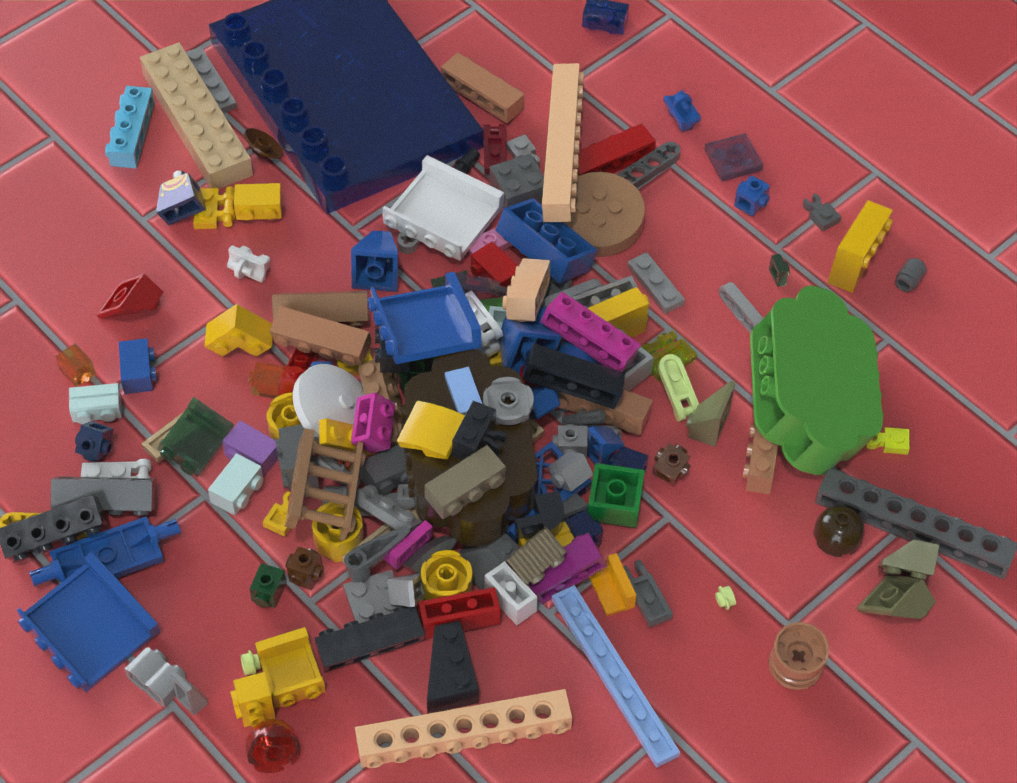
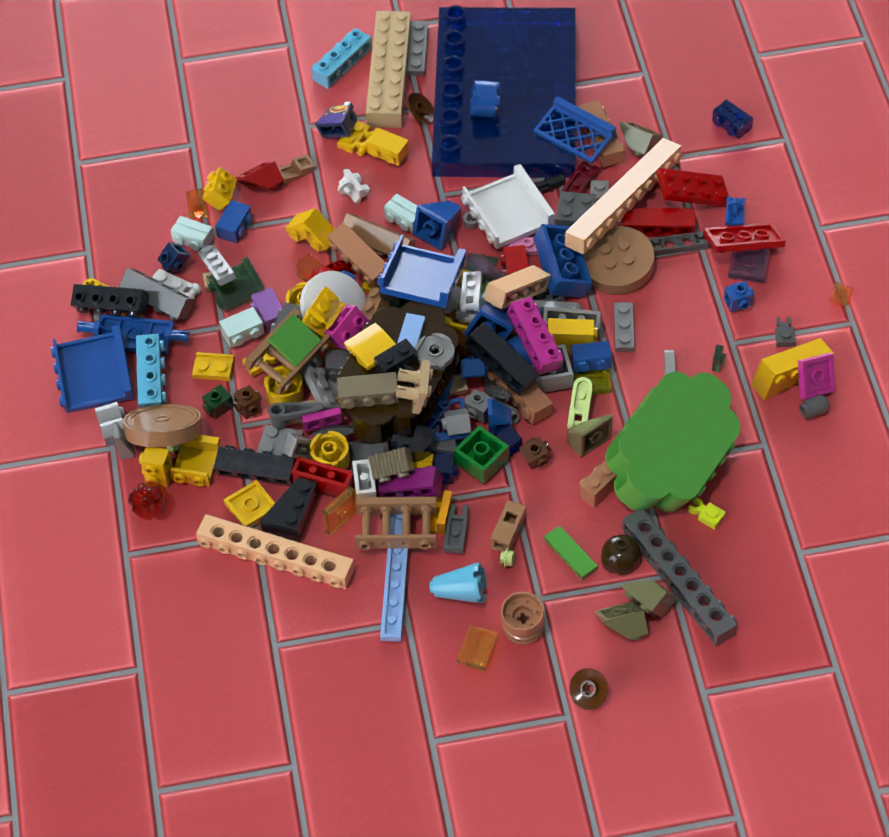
camera: 35 degrees right, 0 degrees up
(95, 335) = (219, 188): none -> yellow brick
(156, 425) = (216, 264): none -> light grey plate
(163, 591) = (149, 370): none -> medium azure brick
(167, 271) = (298, 168): none -> medium nougat slope
(229, 547) = (213, 366): none -> yellow plate
(229, 647) = (162, 425): none -> medium nougat brick
(328, 268) = (400, 212): none -> light aqua brick
(329, 466) = (294, 340): none -> bright green tile
(339, 411) = (326, 307): none -> yellow plate
(341, 100) = (485, 99): none -> blue brick
(394, 688) = (249, 504): none -> yellow plate
(462, 79) = (570, 112): none -> blue fence
(508, 640) = (339, 511): none -> tile
(526, 446) = (421, 388): none -> tan plate
(527, 75) = (639, 138): none -> olive slope
(581, 597) = (395, 505): none -> medium nougat fence
(622, 102) = (692, 187): none -> red plate
(655, 328) = (591, 356): none -> blue brick
(701, 562) = (508, 526): none -> medium nougat brick
(702, 654) = (461, 584): none -> medium azure cone
(713, 131) = (744, 237): none -> red plate
(769, 717) = (477, 647): none -> clear yellow plate
(785, 556) = (570, 552): none -> bright green tile
(847, 146) = (841, 293): none -> clear orange plate
(895, 240) = (816, 375): none -> dark pink plate
(922, 710) = (581, 692): none -> reddish brown dish

